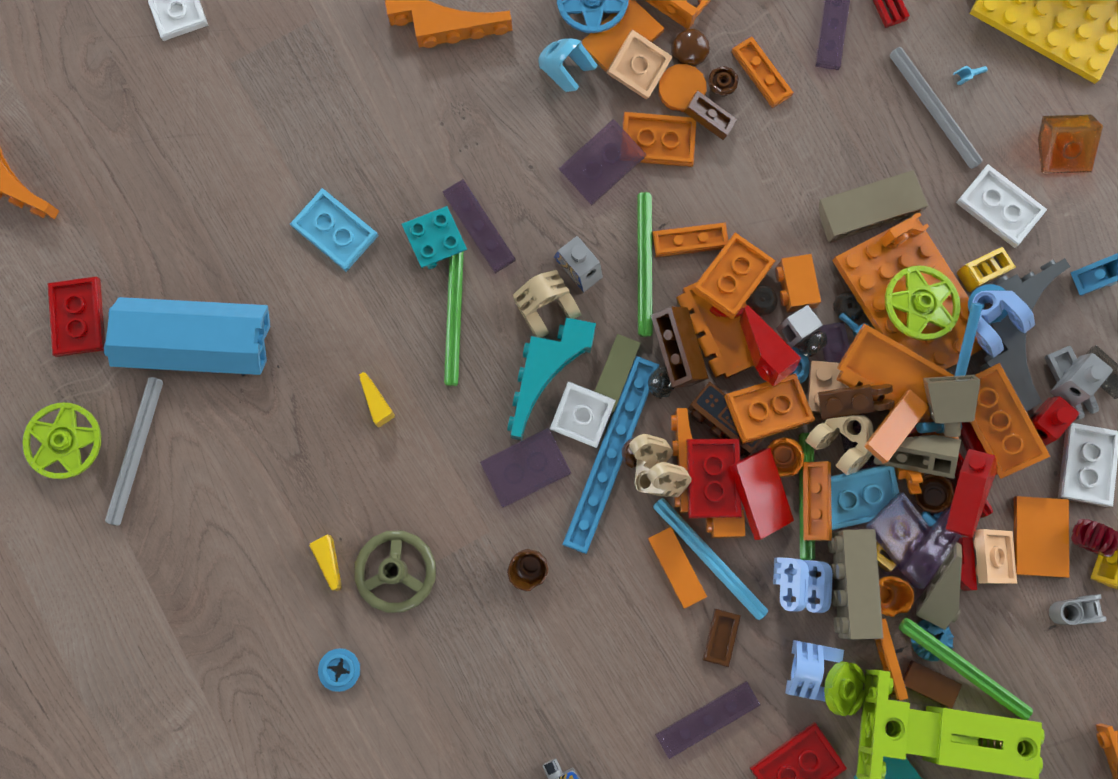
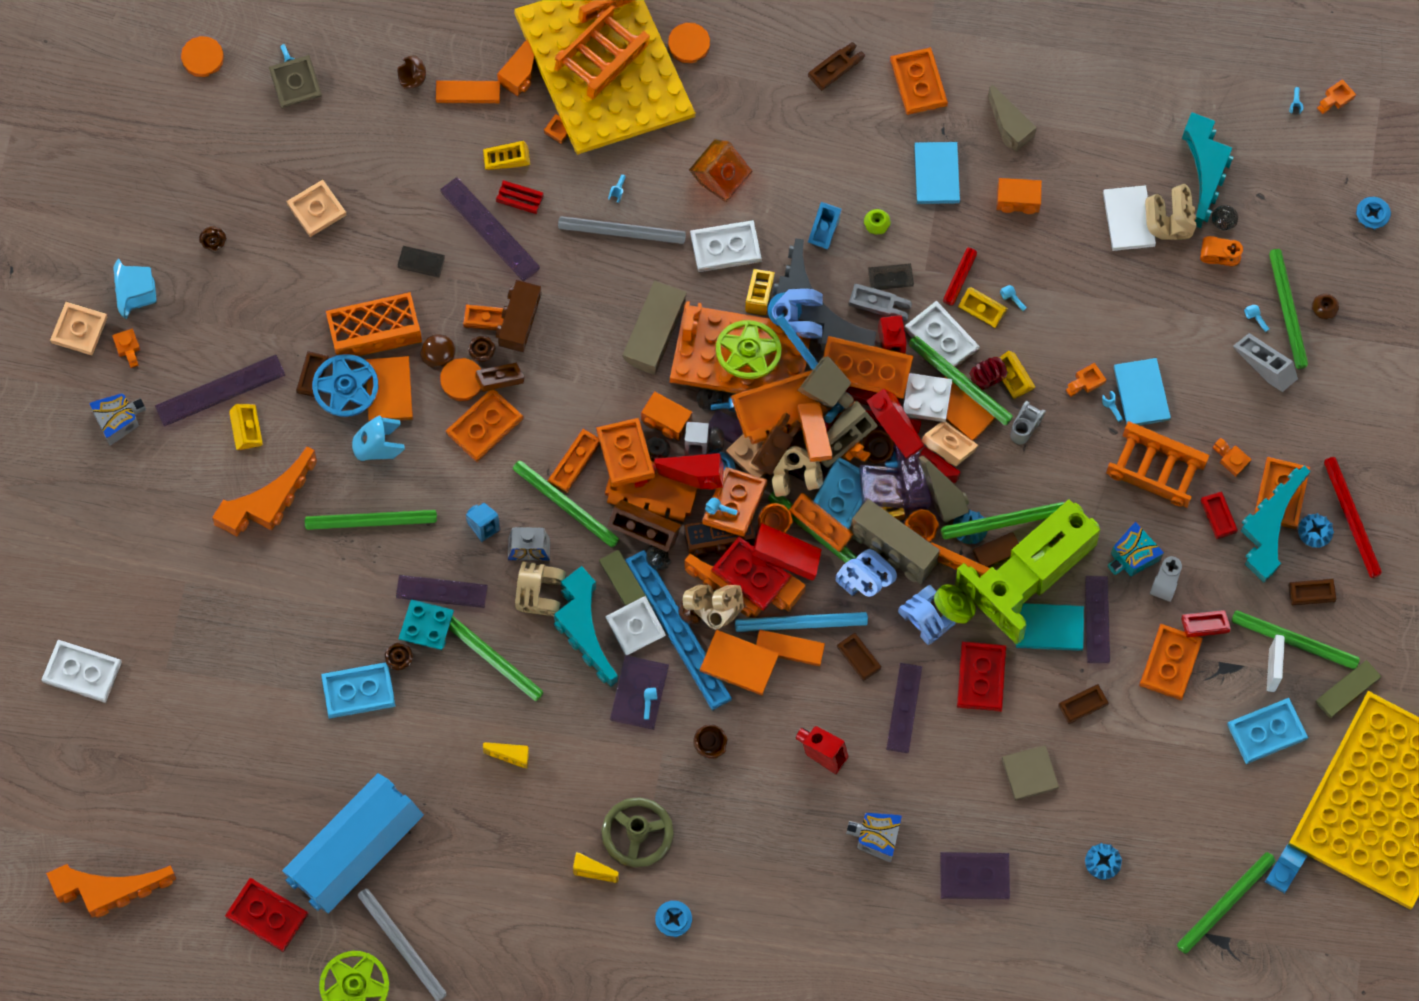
camera: 55 degrees left, 10 degrees down
(389, 230) = (398, 650): none -> reddish brown plate
(493, 117) = (370, 519): none -> bright green axle
(526, 479) = (649, 694): none -> medium azure hand
(566, 207) = (483, 521): none -> dark azure slope
(602, 162) = (469, 473): clear purple tile -> none
(604, 688) = (824, 748): none -> red torso
(623, 534) = (739, 662): none -> orange tile
(639, 64) = (422, 393): light nougat plate -> none
(748, 392) = (714, 505): none -> medium azure hand
(779, 85) = (518, 315): none -> reddish brown brick
(1021, 500) = (927, 397): none -> white plate
(1065, 517) = (960, 380): none -> bright green axle
(1085, 375) = (881, 292): light grey torso -> none

